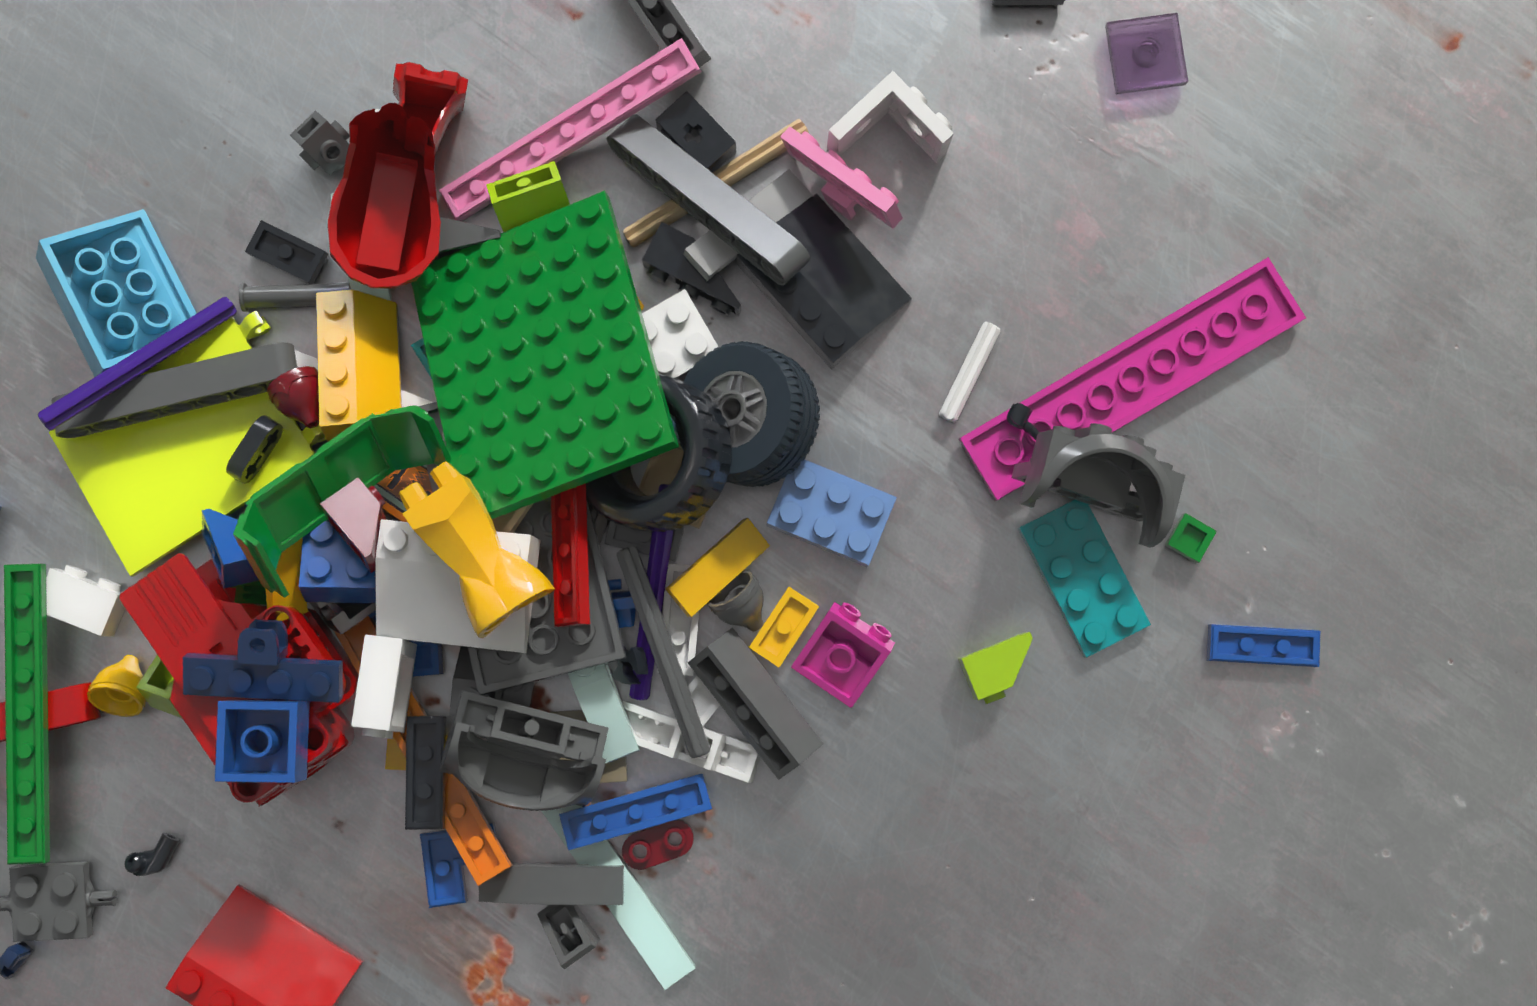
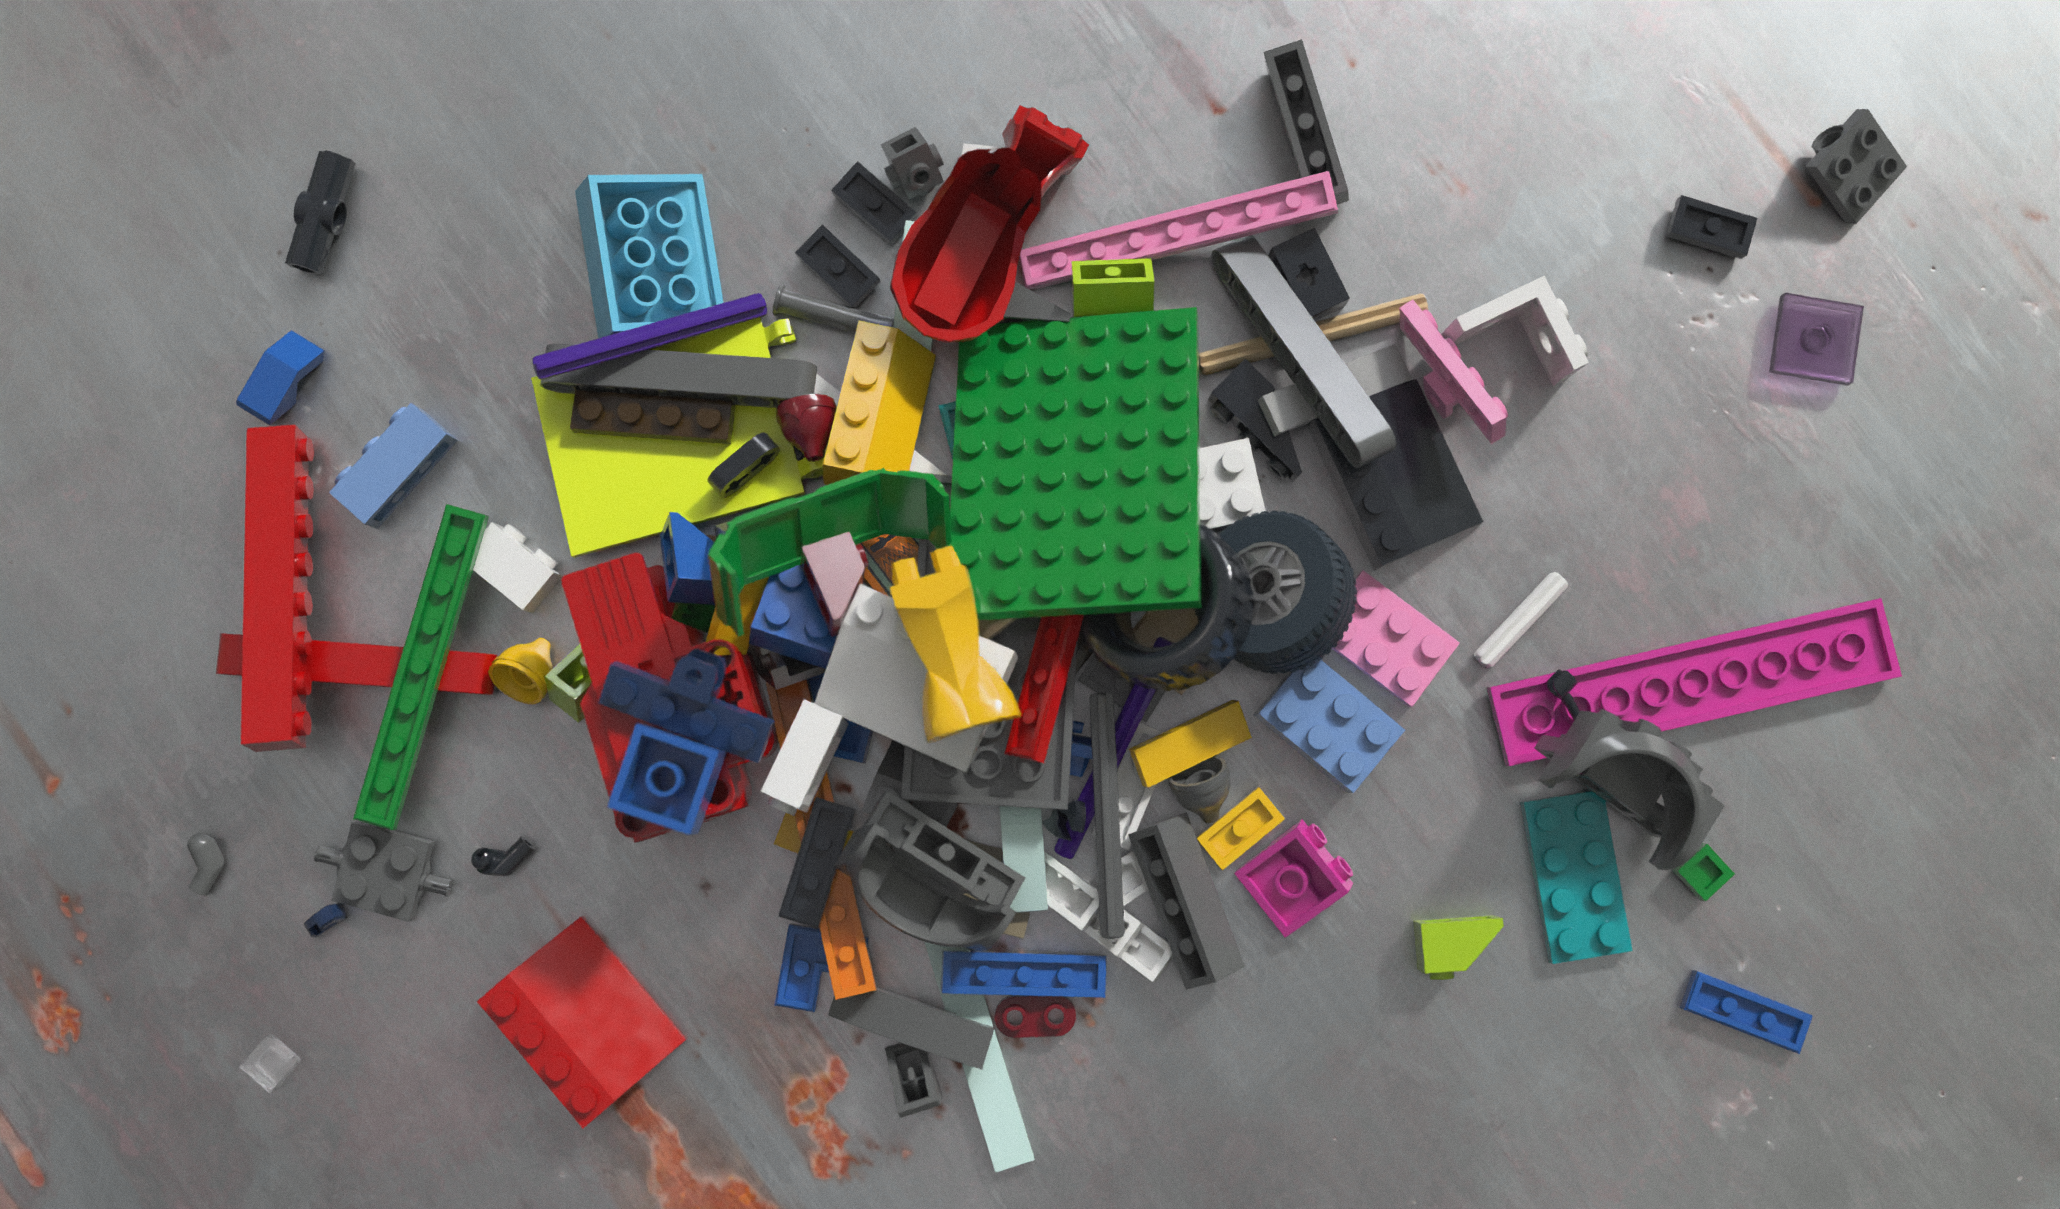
camera: 20 degrees right, 0 degrees up
(164, 432) = (652, 416): none -> dark brown plate
(299, 187) = (873, 202): none -> black plate
(864, 424) = (1393, 642): none -> bright pink plate

